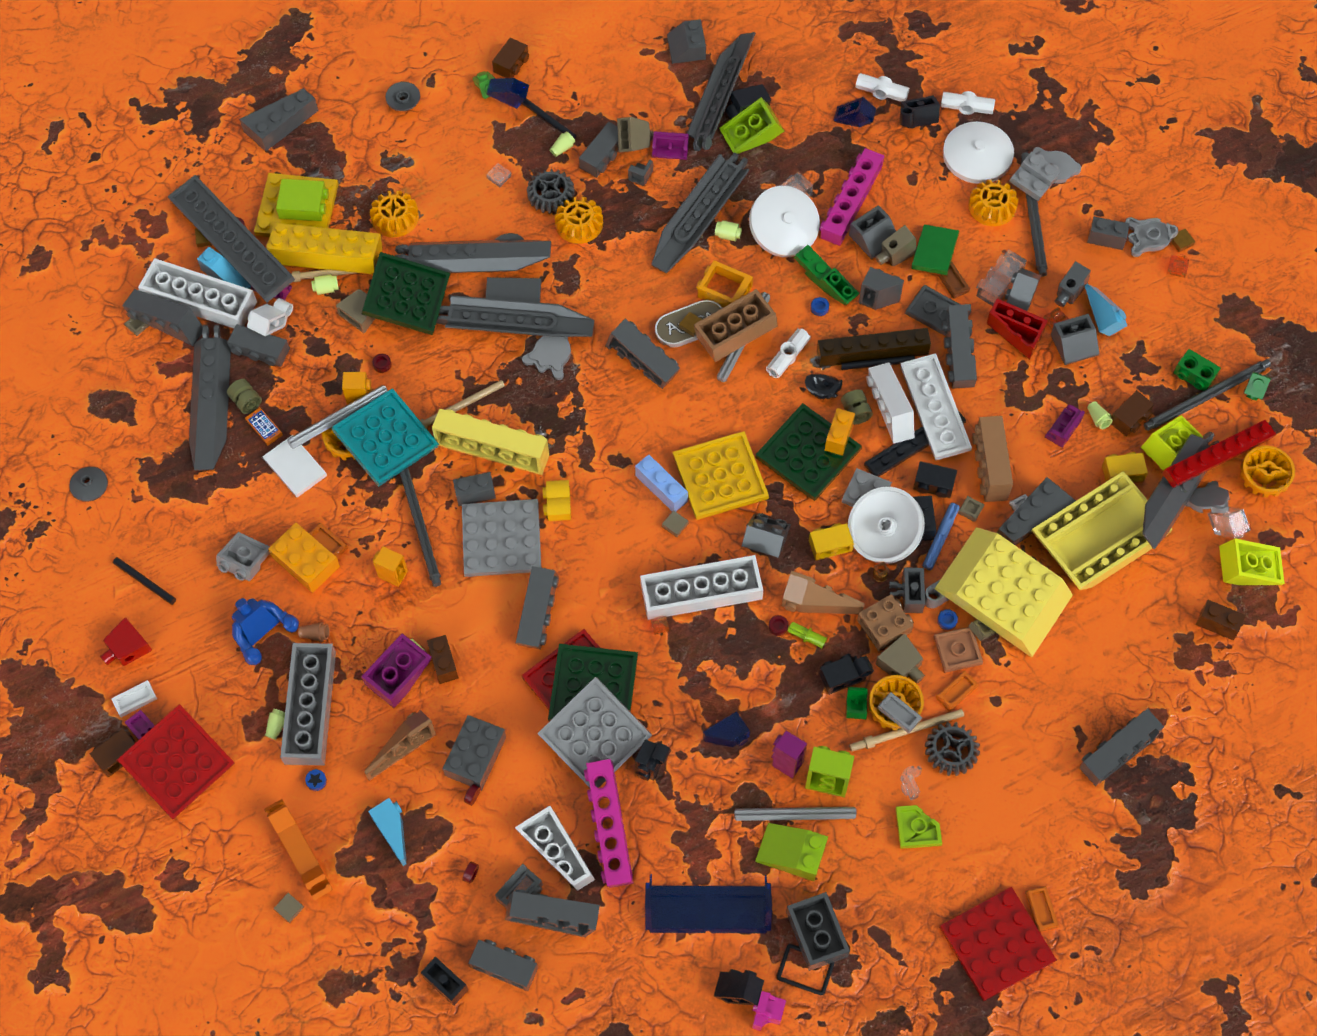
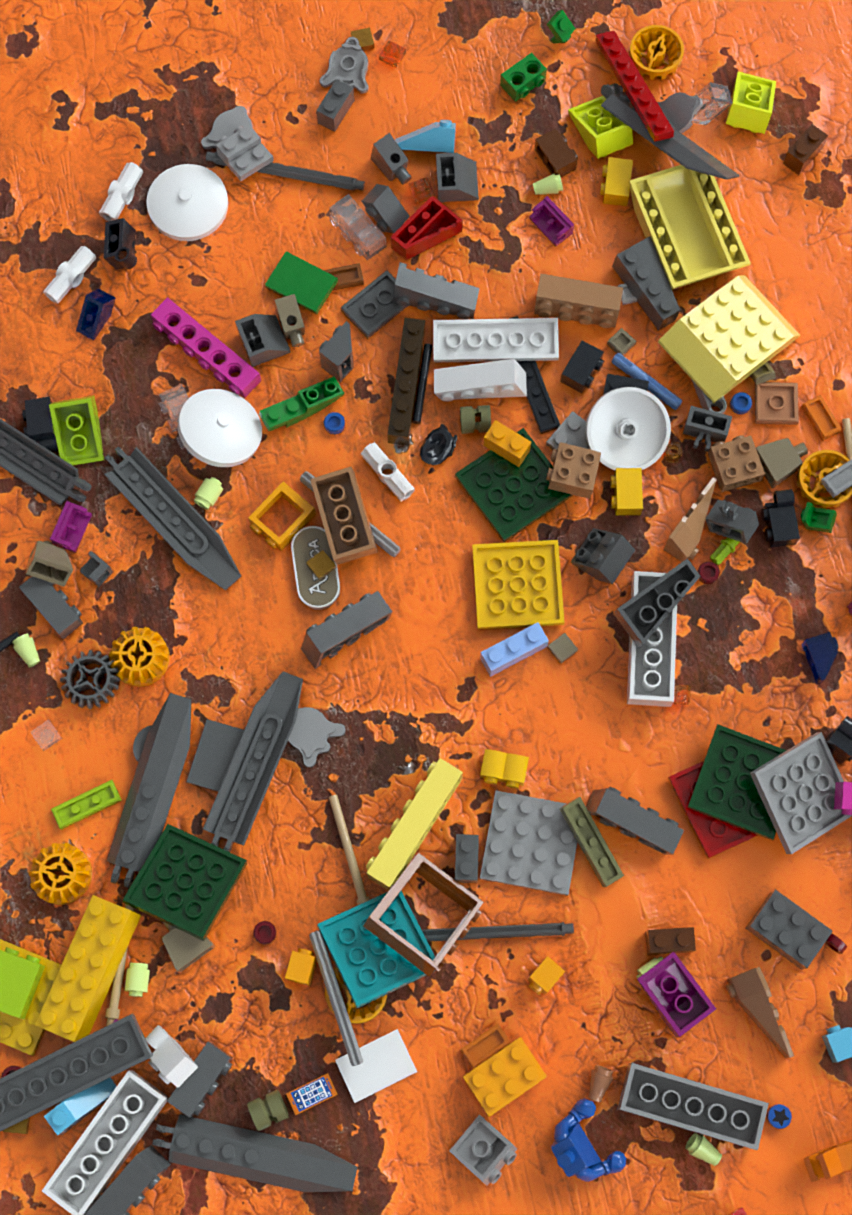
camera: 75 degrees left, 10 degrees up
(431, 436) = (447, 886): none -> dark orange window
(452, 217) = (86, 804): none -> lime tile
(510, 578) = (591, 842): none -> olive plate
(723, 568) = (651, 606): none -> dark grey wedge
(828, 628) = (732, 521): none -> dark grey brick
(832, 488) = (573, 470): none -> medium nougat brick
(992, 209) = (259, 221): light orange gear -> none
(1206, 395) = (551, 77): dark grey piece -> none

